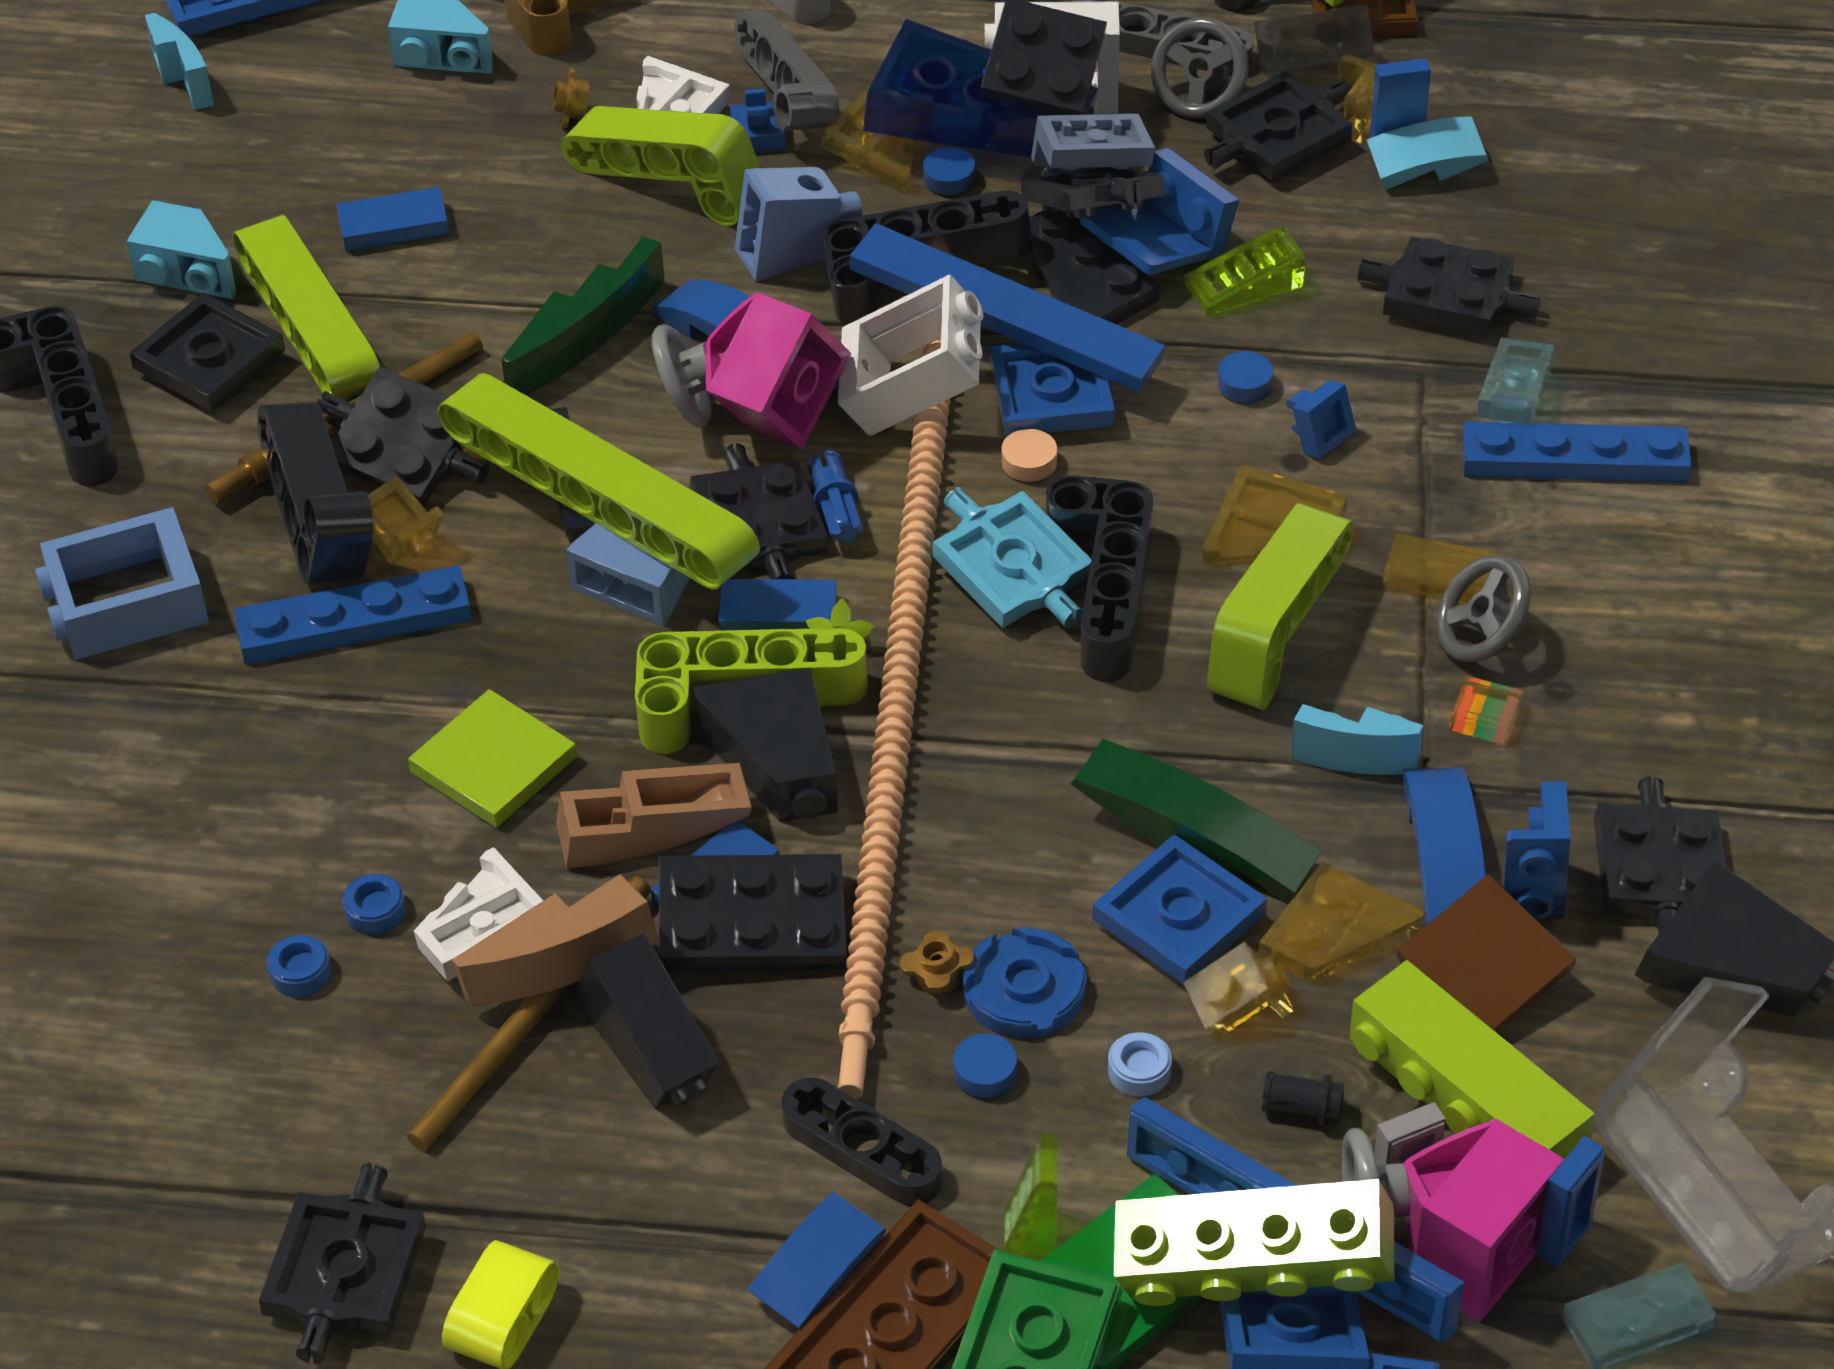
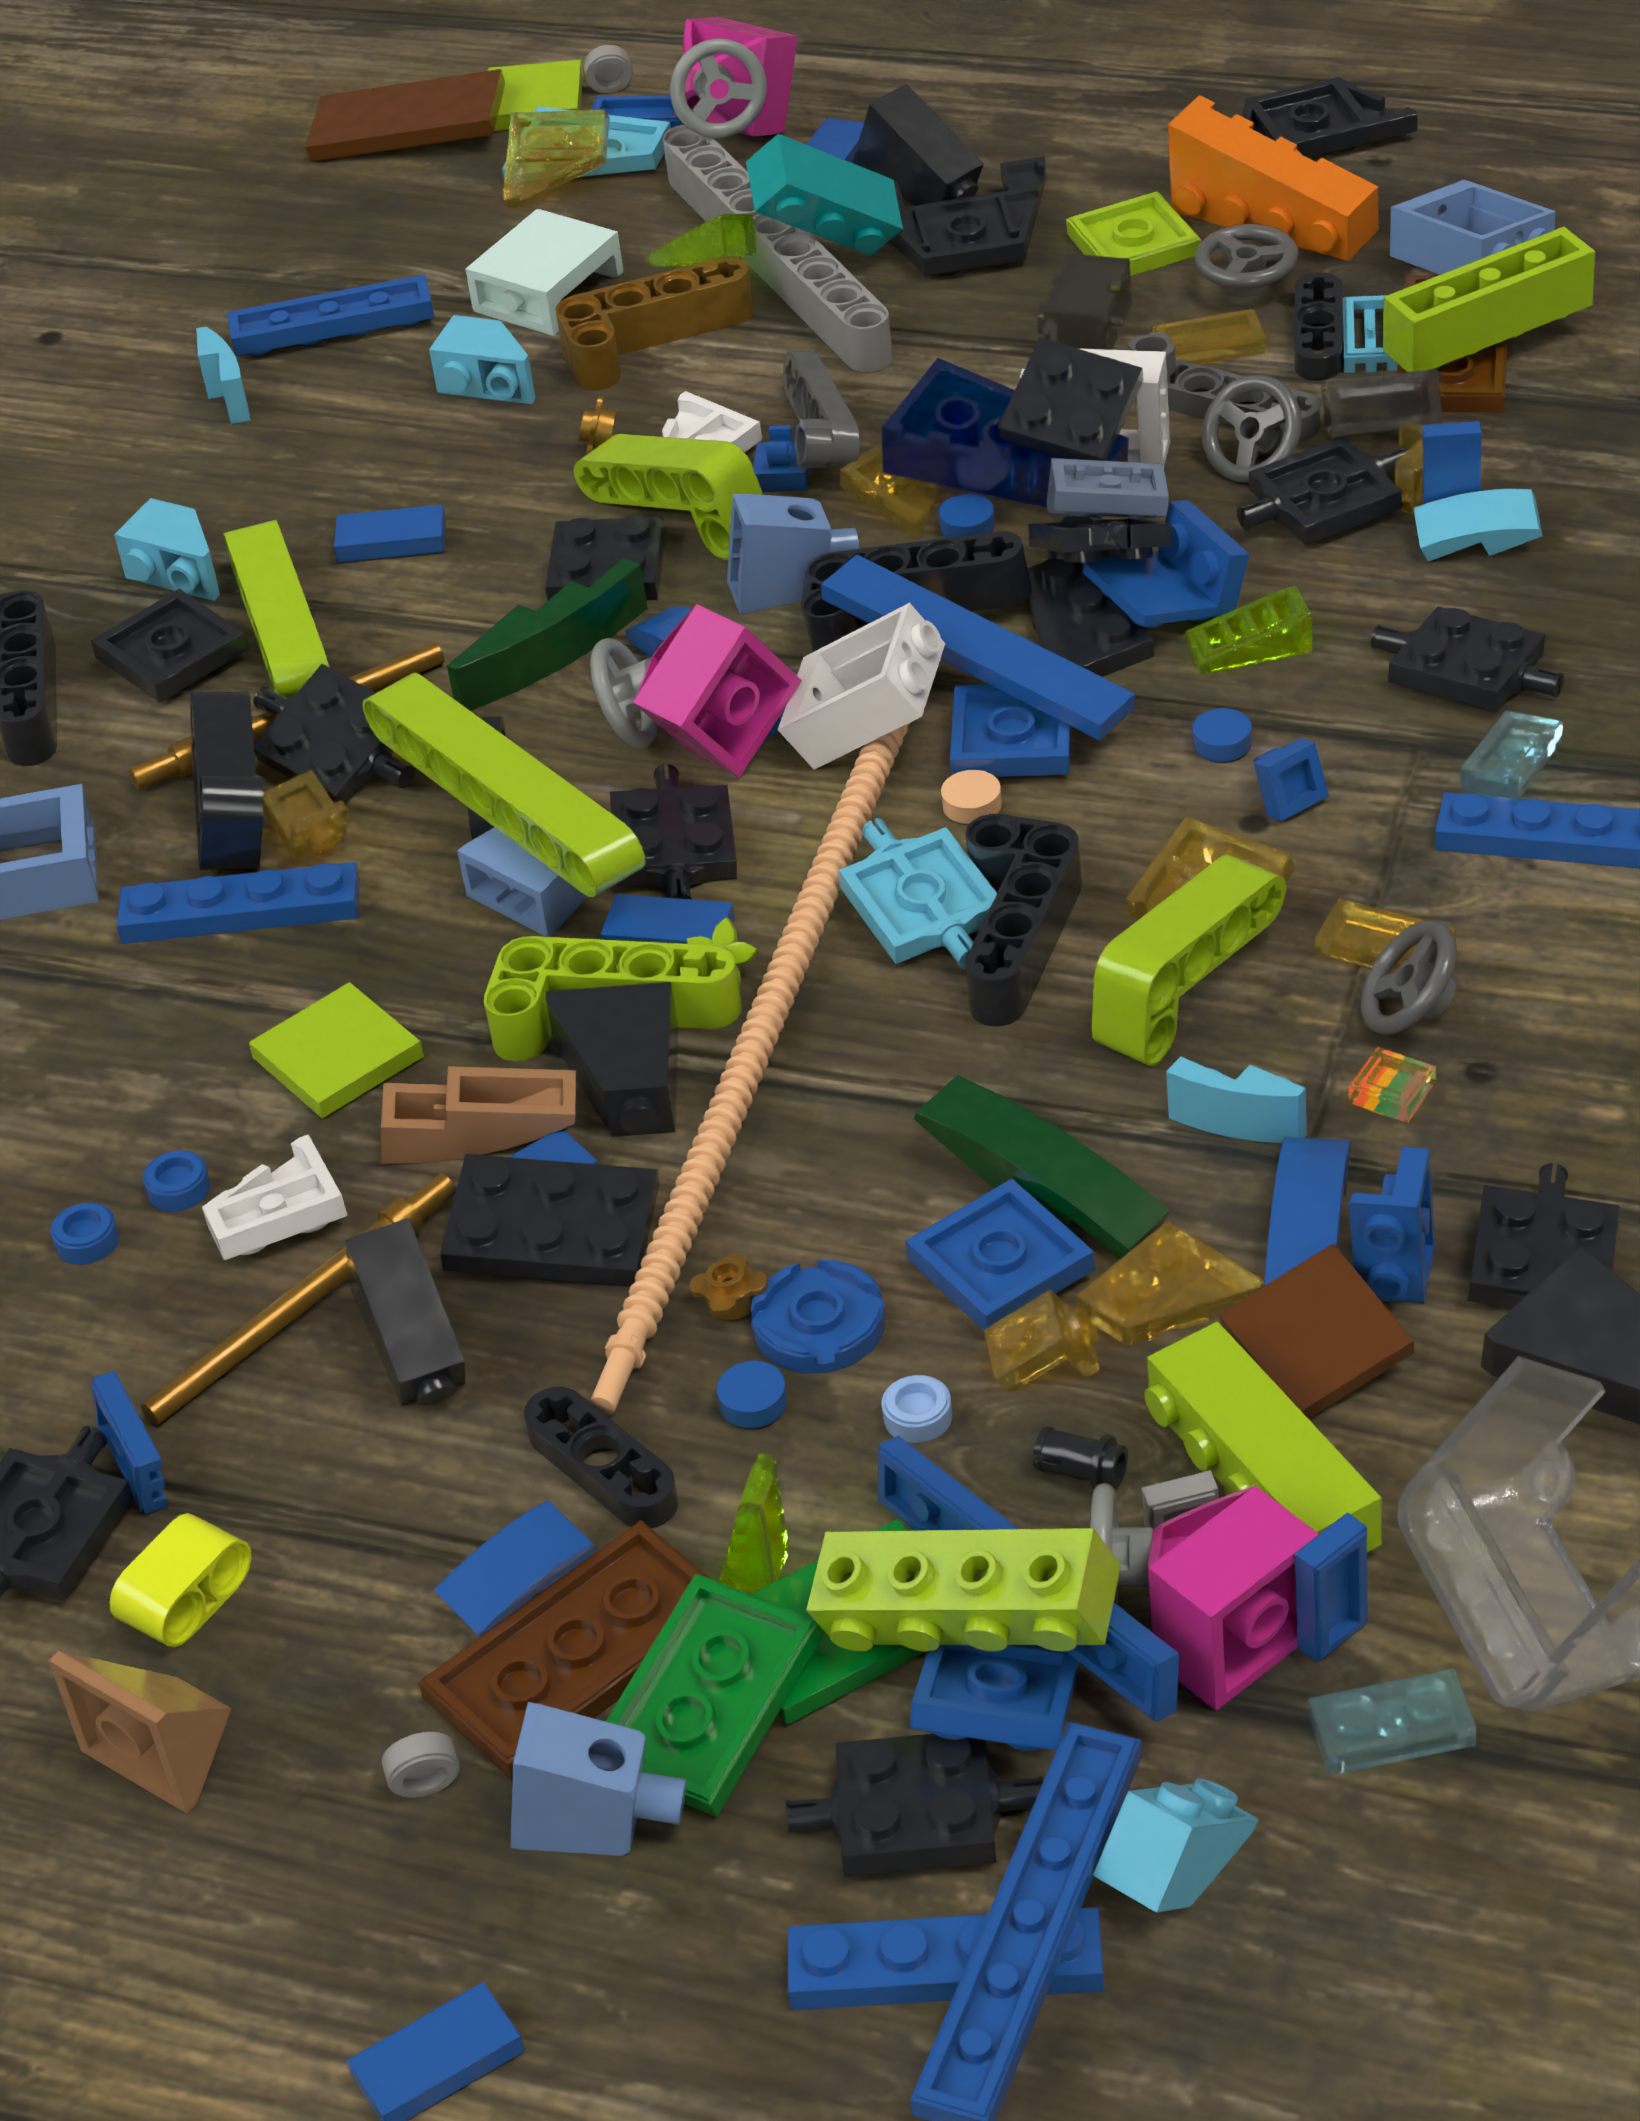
camera: 15 degrees right, 5 degrees down
(412, 1173) = (128, 1442): none -> blue tile
(552, 944) = (308, 1231): medium nougat slope -> none
(608, 227) = (589, 548): none -> black plate
(835, 497) = (755, 822): blue axle -> none

